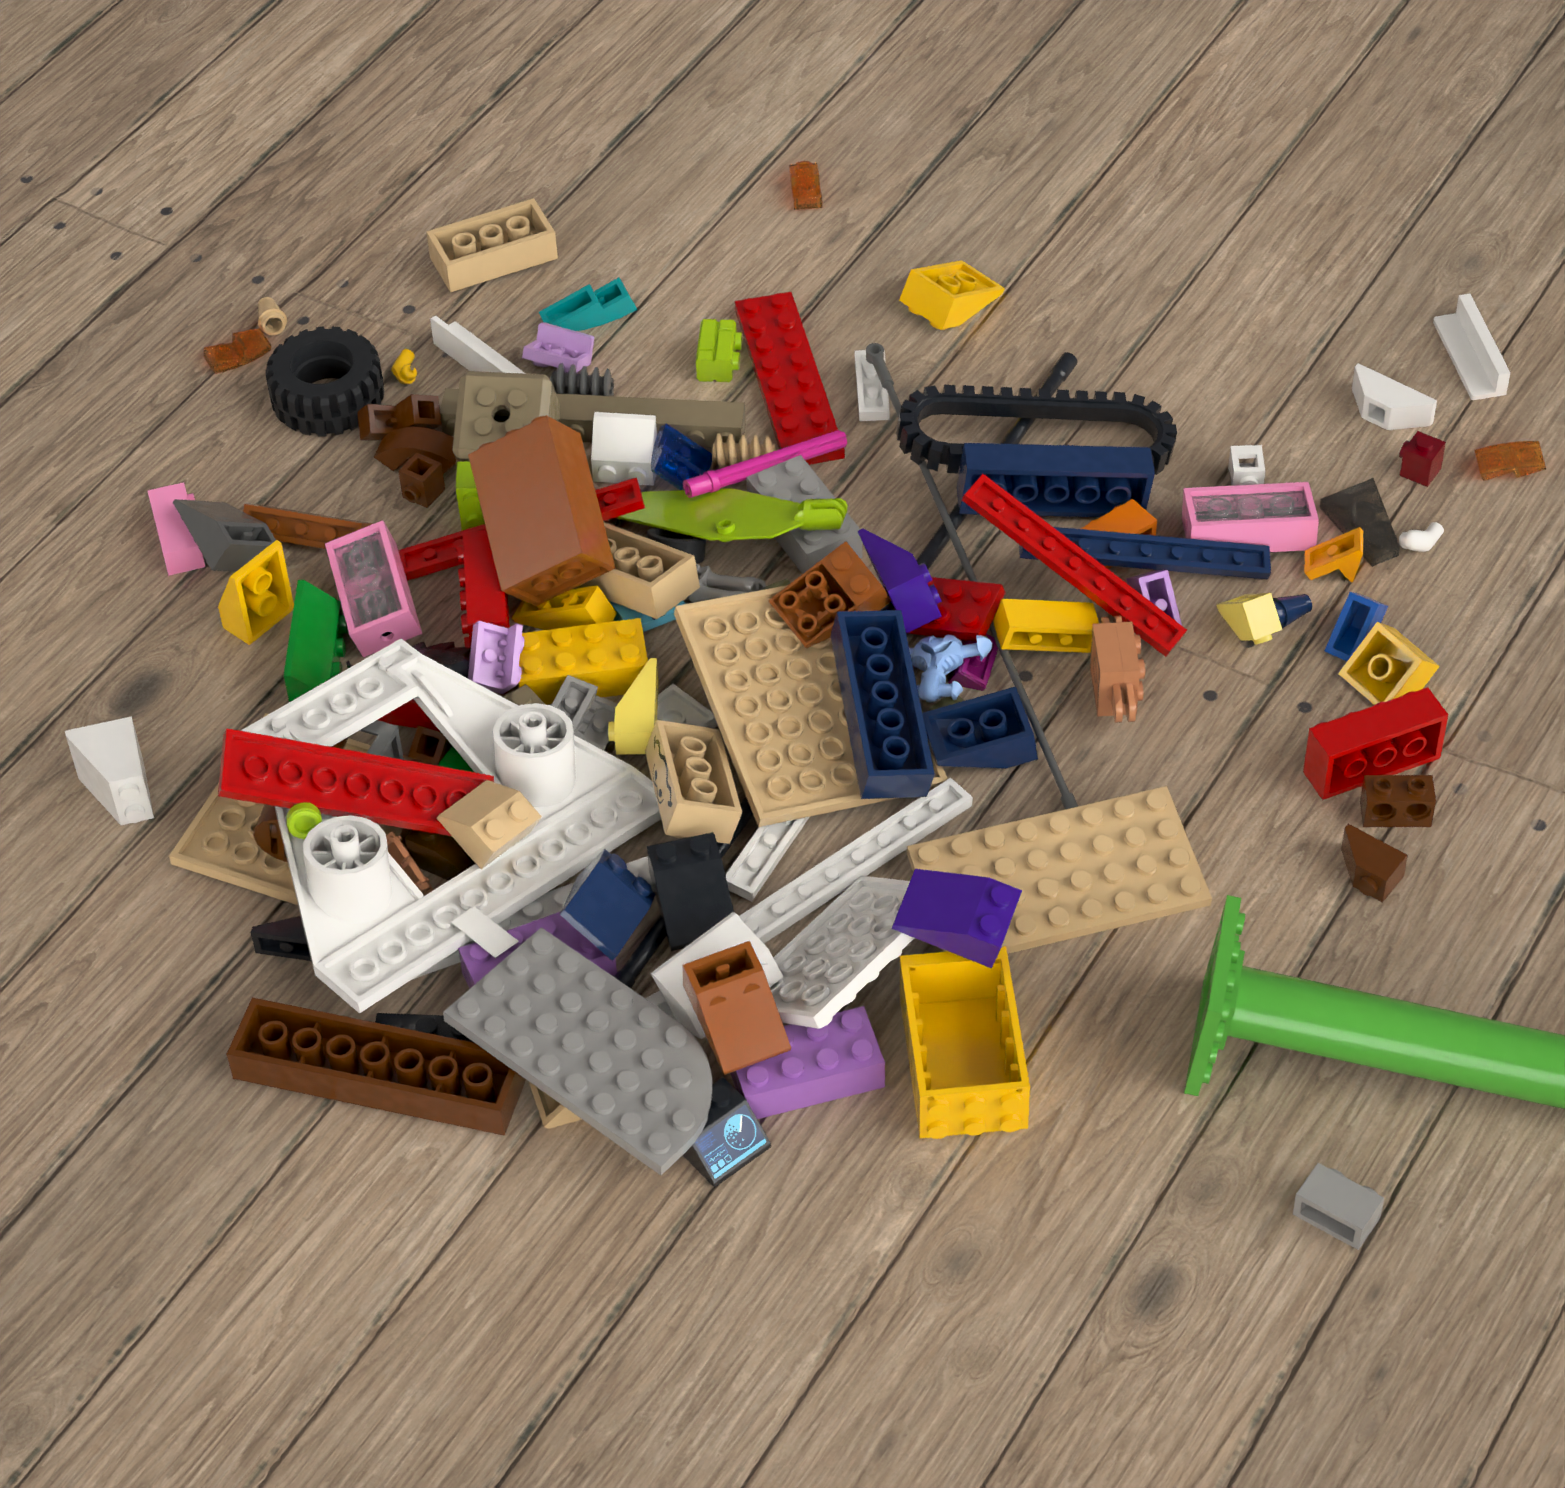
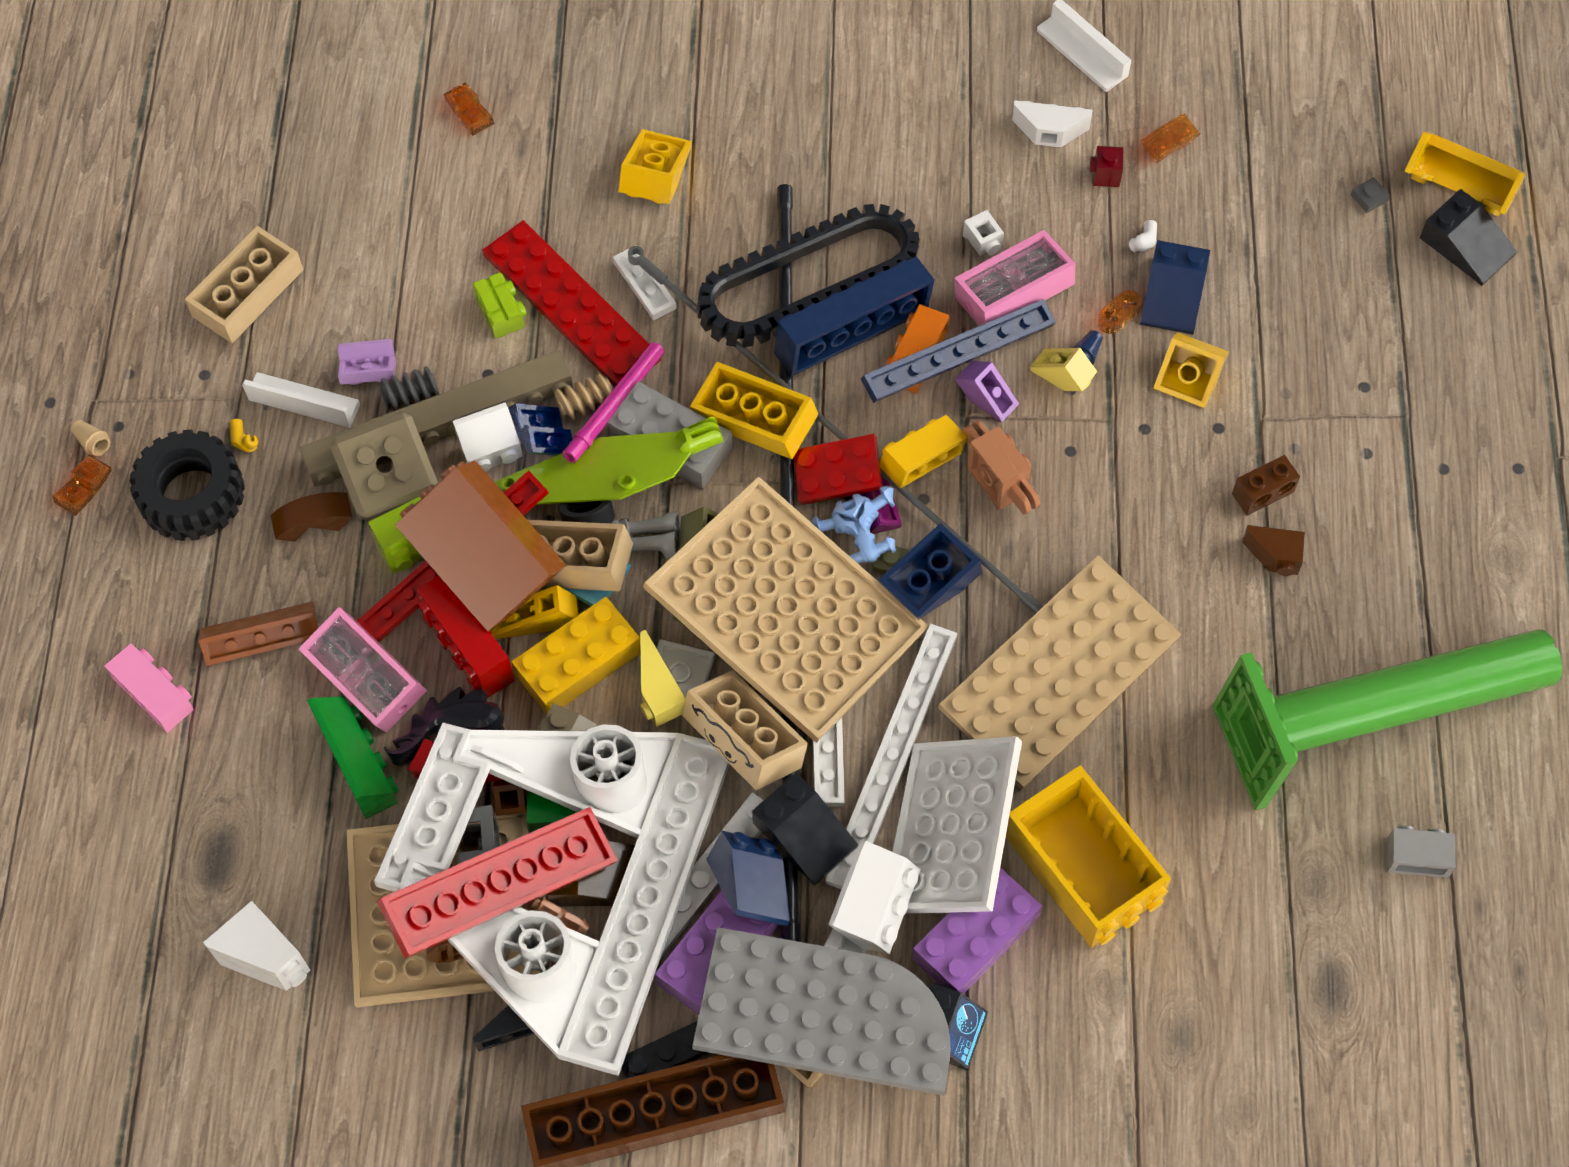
camera: 30 degrees left, 15 degrees up
(224, 533) = (203, 676): dark grey slope -> none
(257, 595) = (270, 726): yellow slope -> none
(302, 819) = (480, 937): lime tile -> none
(413, 411) = (275, 492): reddish brown brick -> none
(421, 480) = (334, 545): reddish brown brick -> none
(484, 931) = (669, 950): white sticker -> none
(489, 821) = (614, 851): tan slope -> none
(496, 656) = (517, 692): lavender bracket -> none
(586, 710) = (613, 703): light grey slope -> none
(589, 307) = (364, 309): teal slope -> none
(735, 1007) = (918, 926): slope -> none
(829, 587) = (757, 515): dark orange slope -> none
(881, 704) = (853, 591): dark blue brick -> none
(901, 515) = (756, 409): none -> yellow brick
(903, 580) = (798, 467): dark purple slope -> none
(958, 913) = (1040, 760): dark purple slope -> none
(1074, 564) = (921, 392): red plate -> none
(1335, 591) = (1123, 316): none -> clear orange beam
(1337, 553) = (1098, 283): light orange slope -> none
(1354, 624) = (1147, 343): blue slope -> none
(1364, 508) = (1093, 241): clear smoke wing -> none
(1375, 742) = (1225, 443): red brick -> none
(1426, 588) = (1175, 287): none -> dark blue slope

